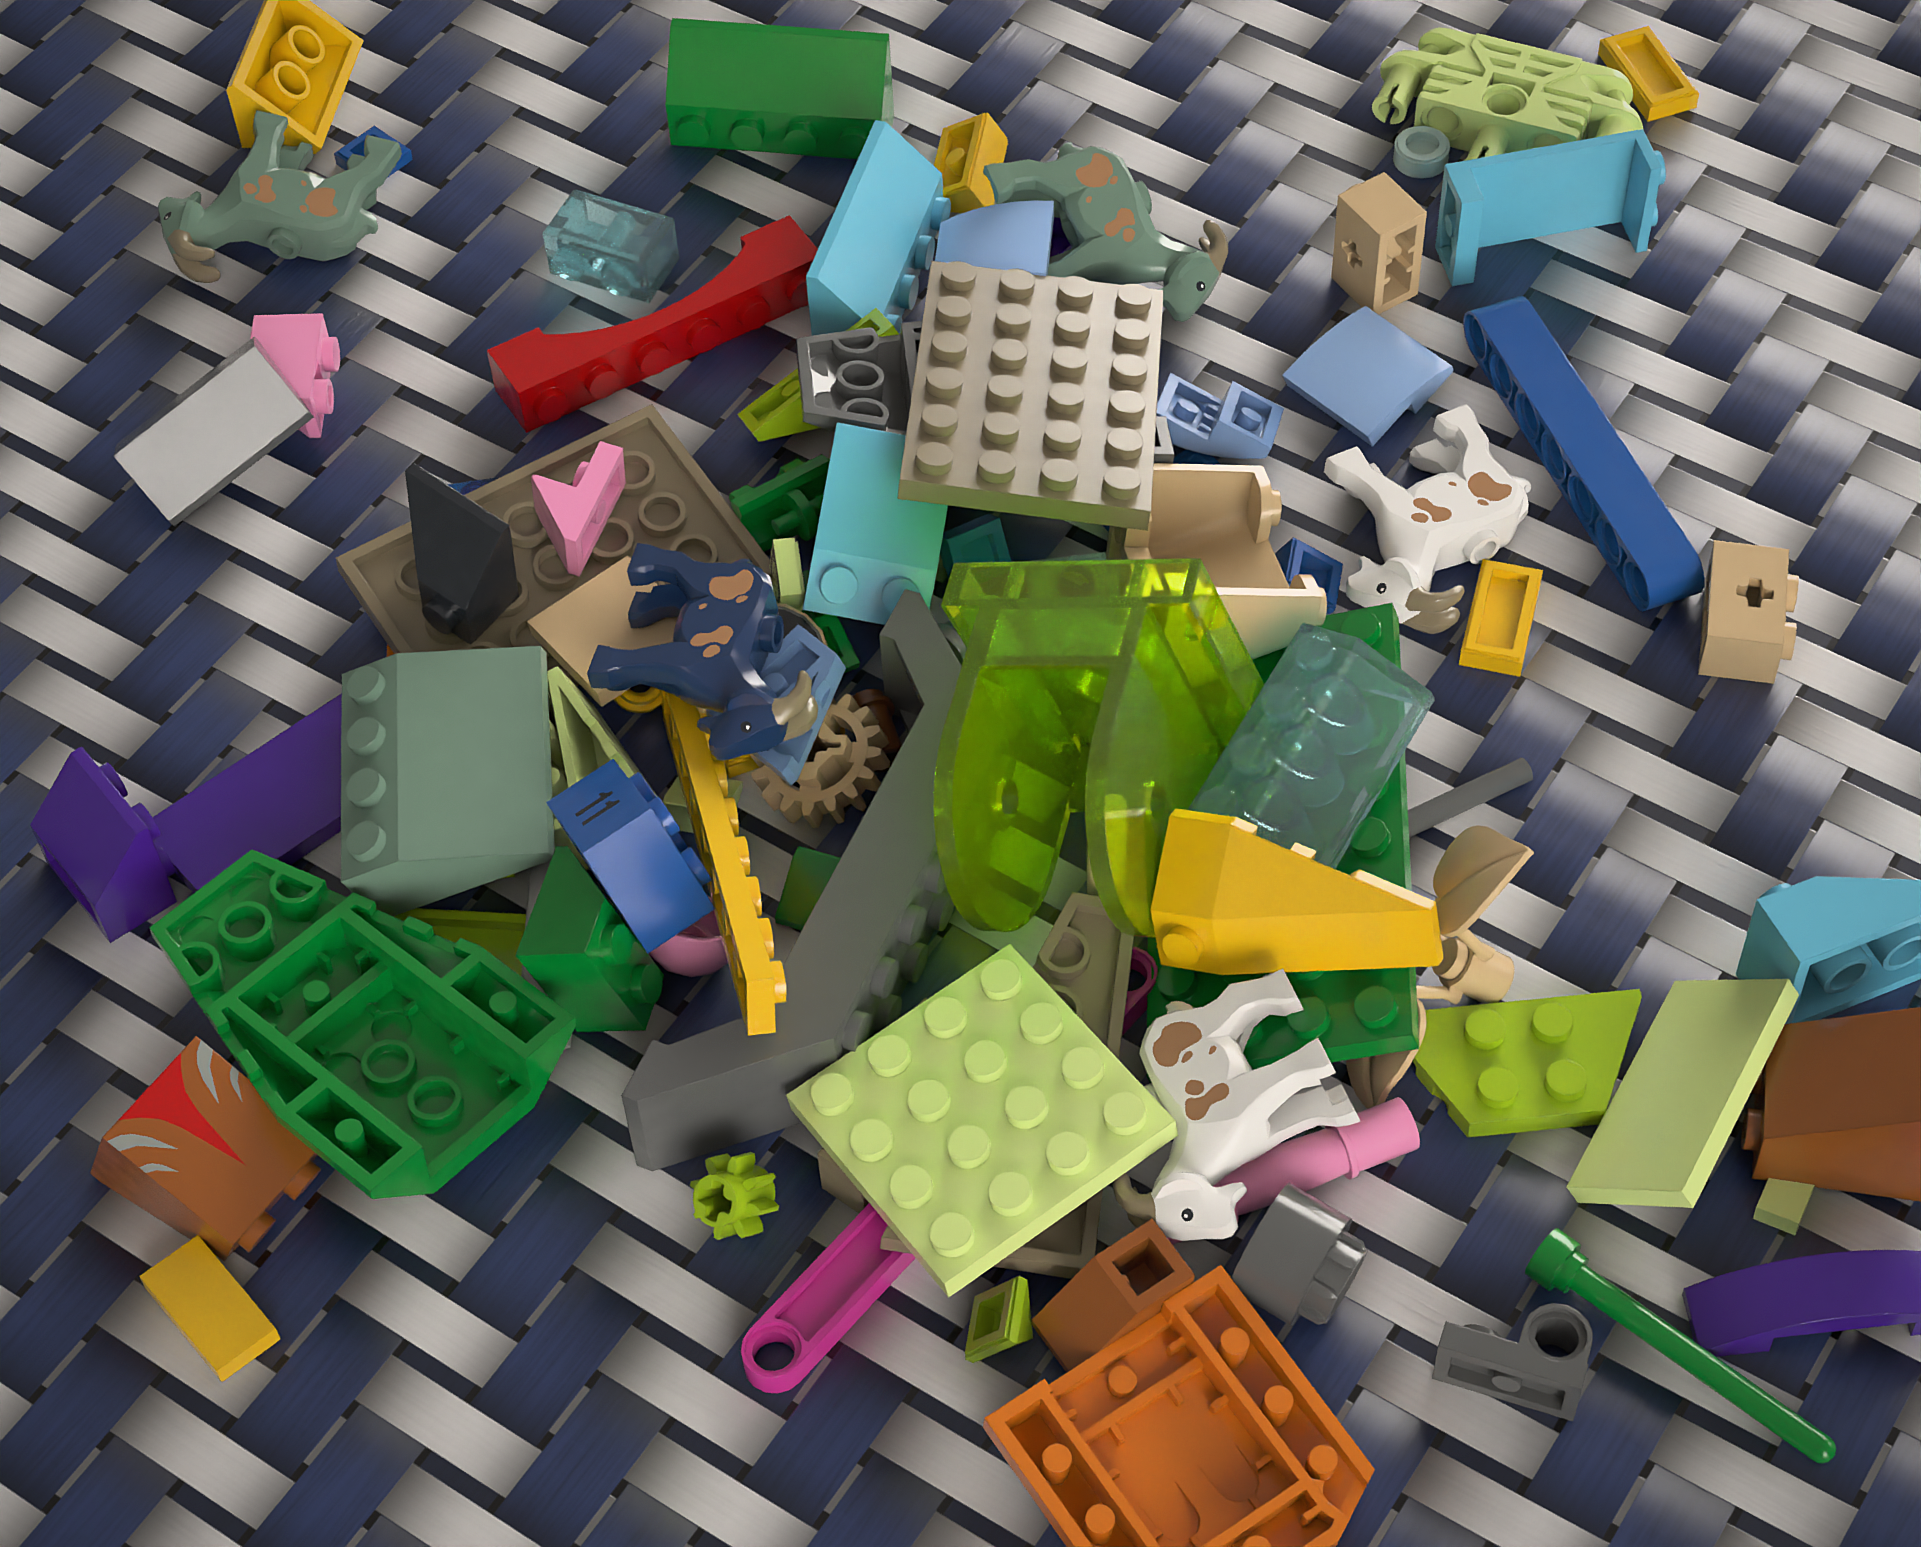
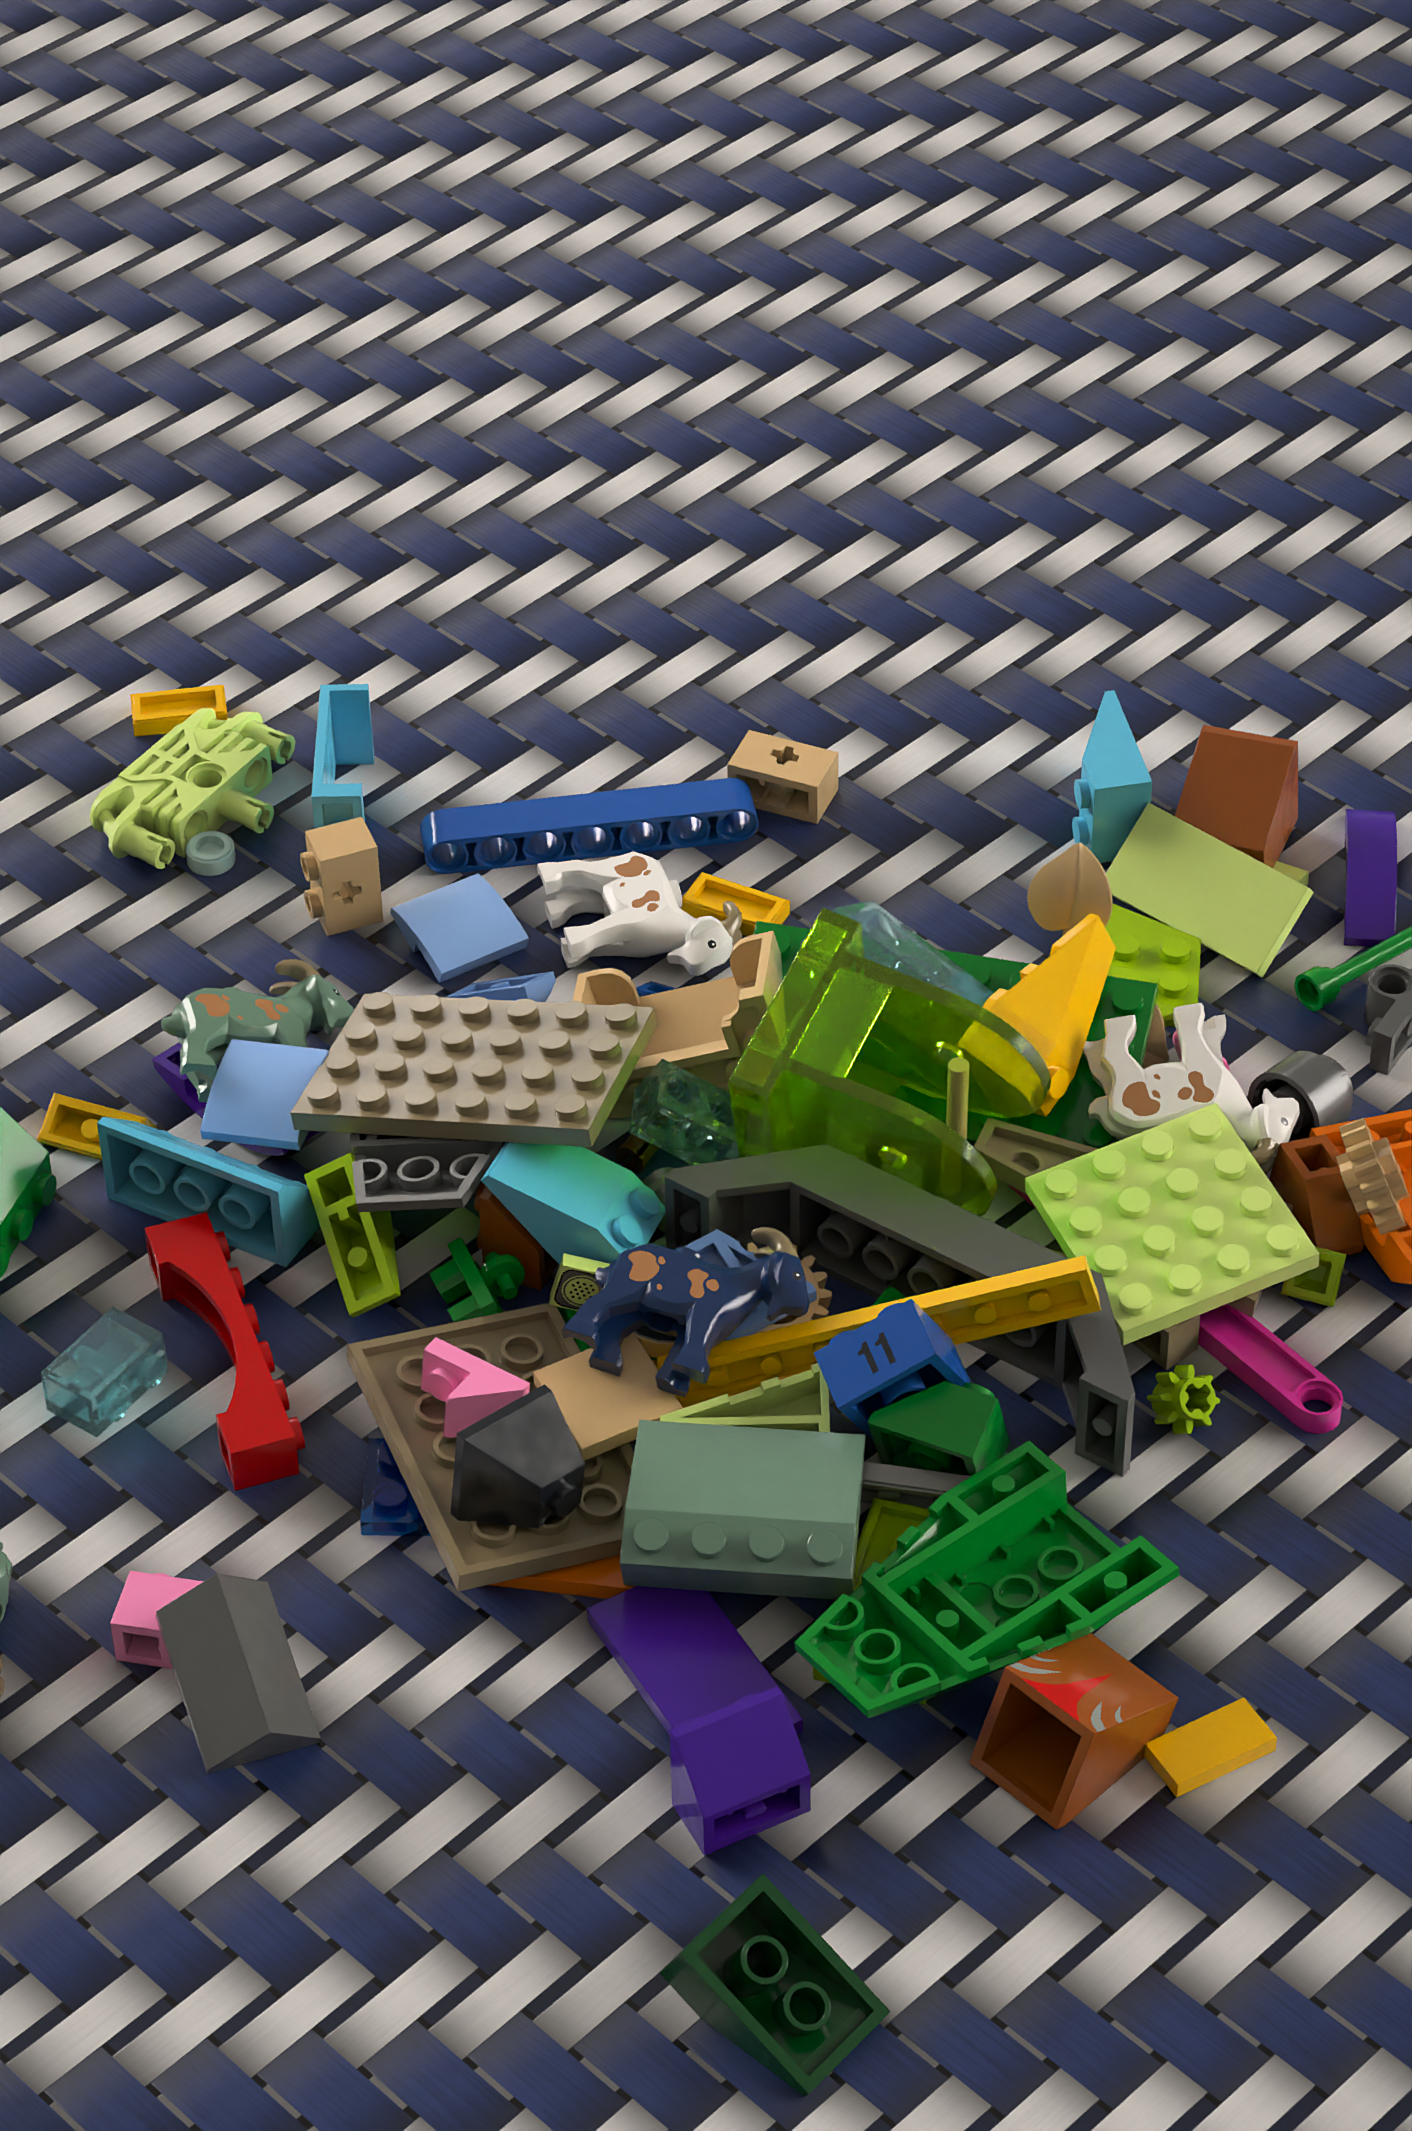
camera: 80 degrees left, 10 degrees down
(1099, 1328) = (1372, 1176): none -> tan gear

